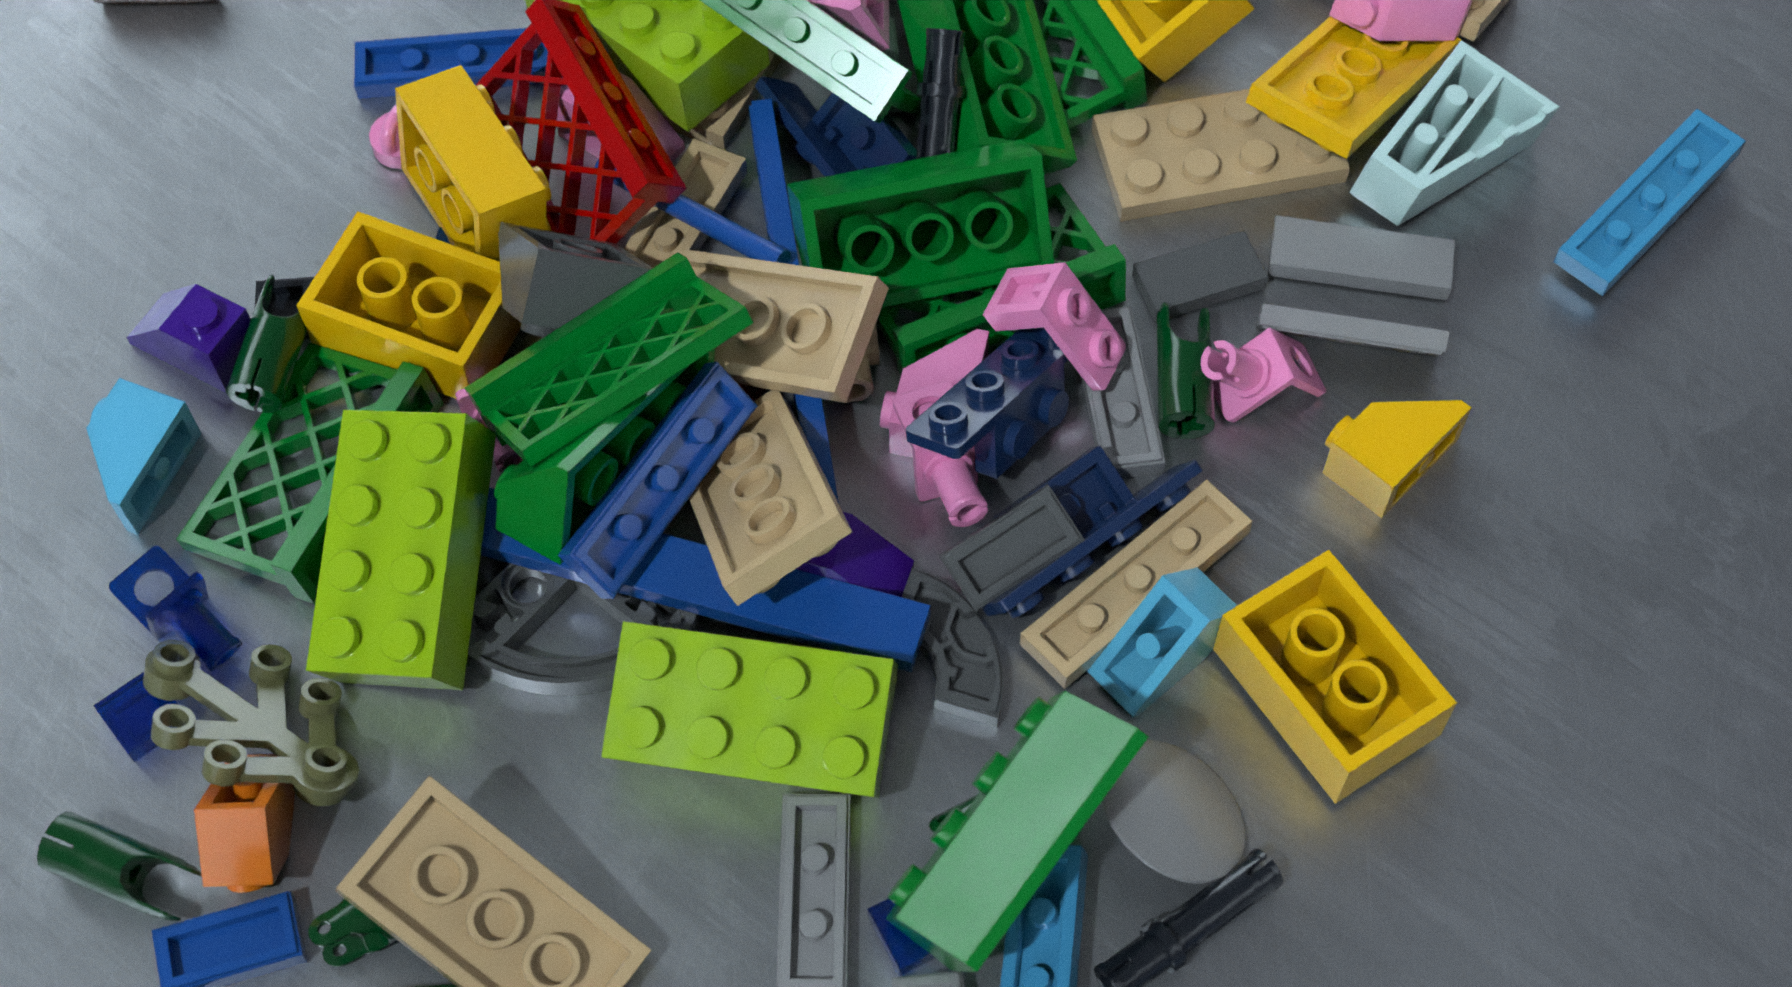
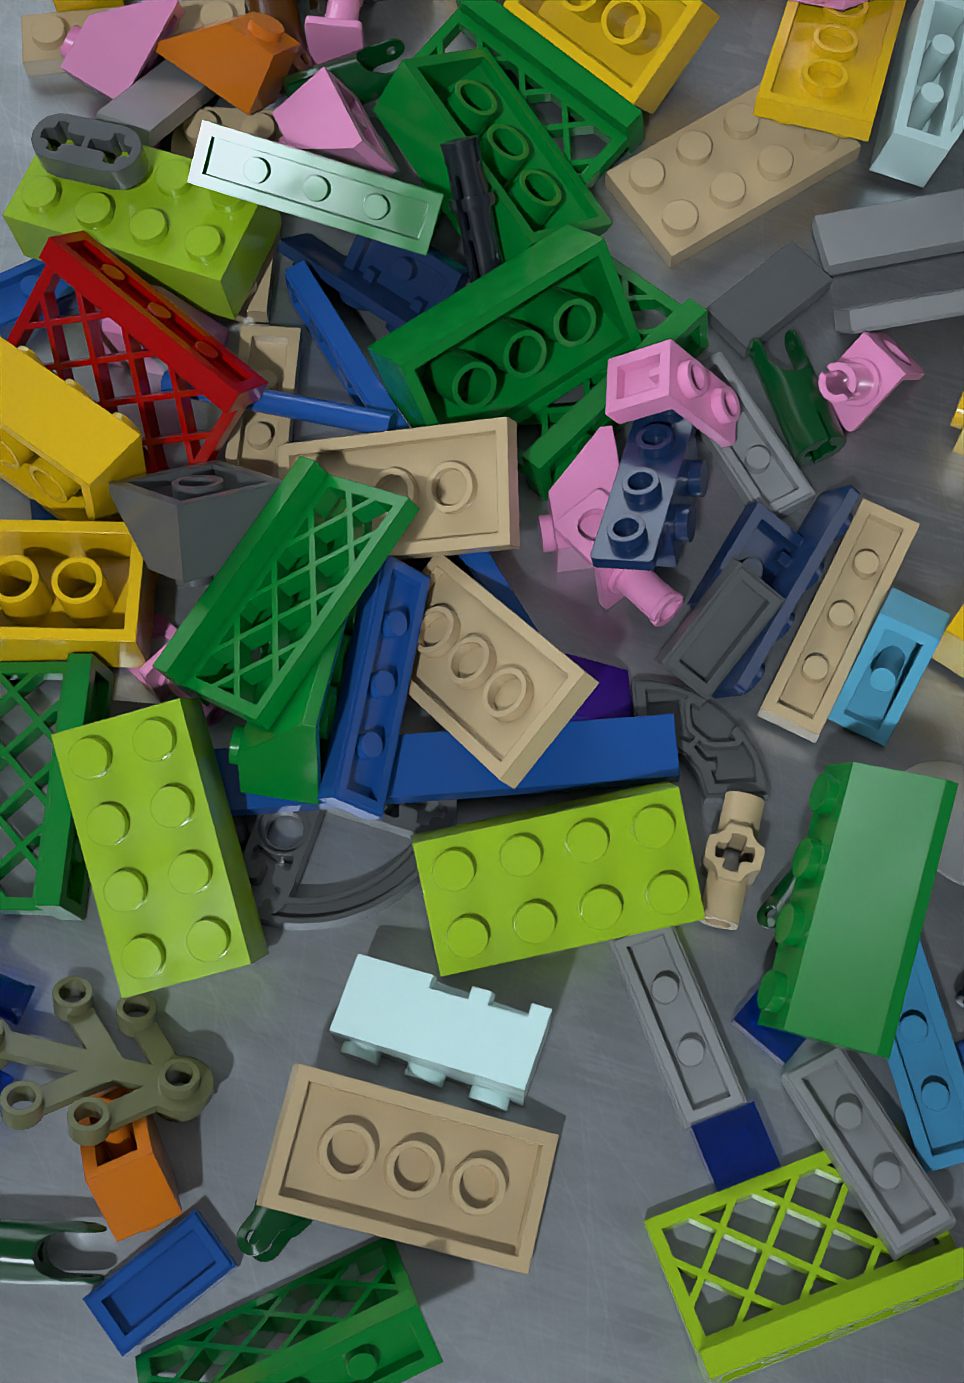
camera: 20 degrees left, 10 degrees up
(586, 816) = (440, 1032): none -> light aqua wedge
(915, 785) = (736, 831): none -> tan axle

